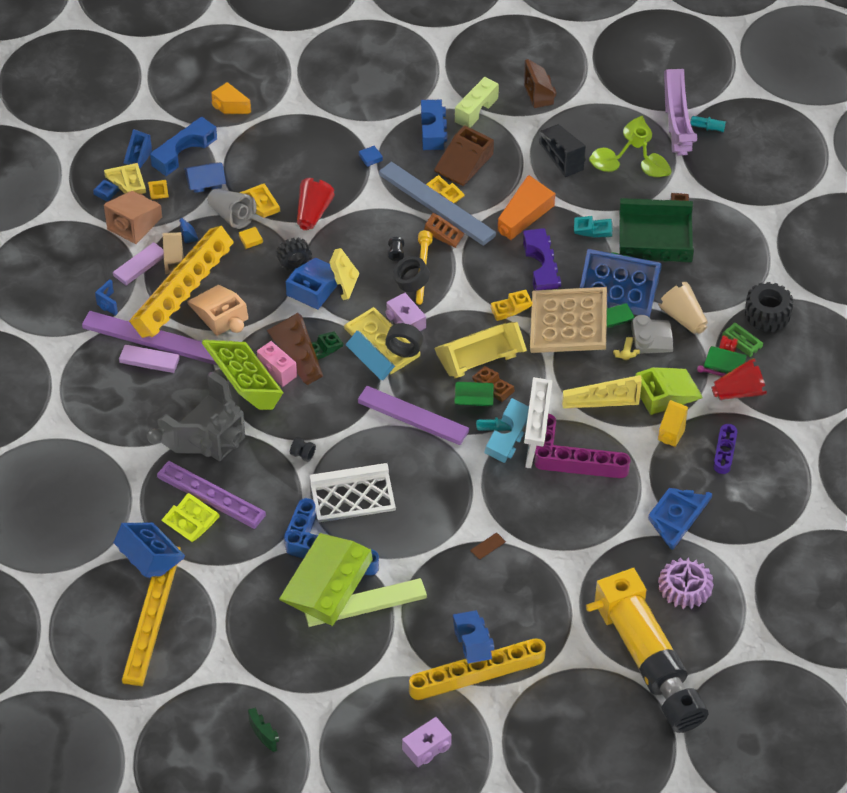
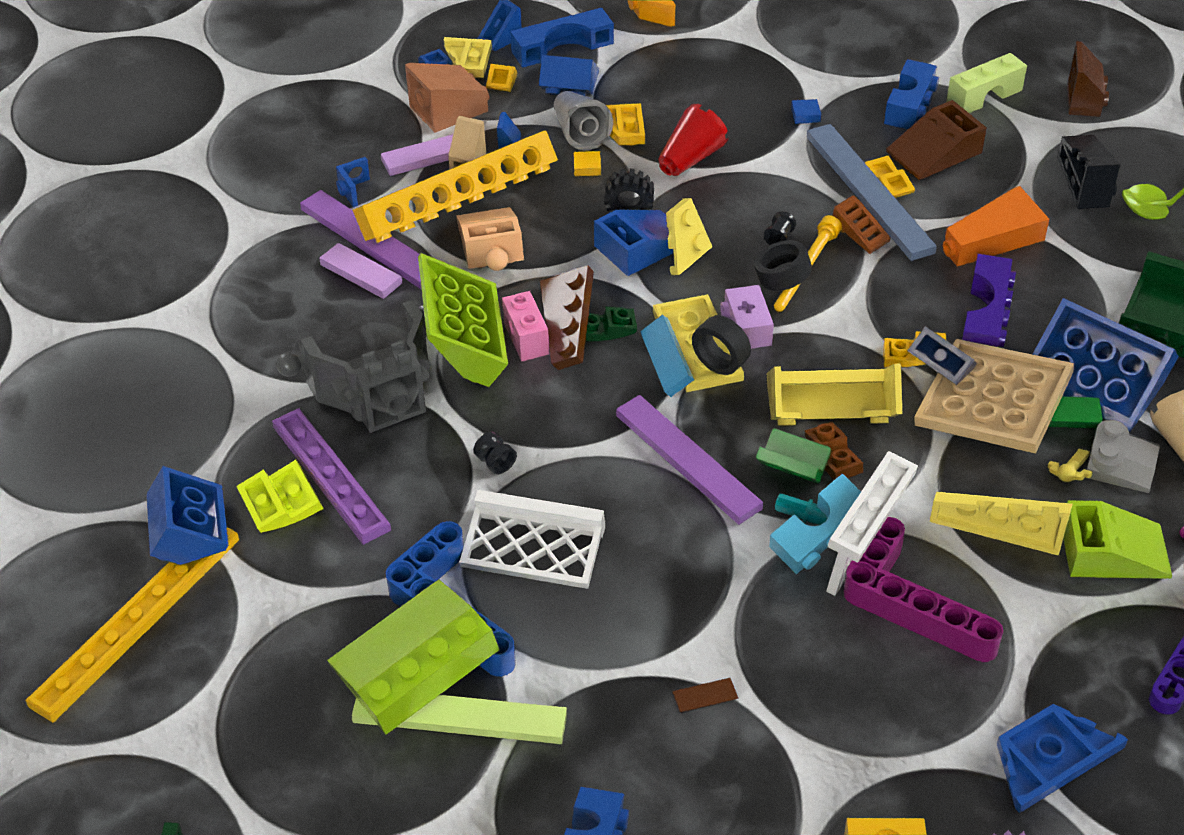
camera: 25 degrees right, 5 degrees down
(531, 306) = (942, 356): none -> slope
(593, 228) = (1084, 280): teal slope -> none
(673, 423) = (1102, 600): yellow slope -> none

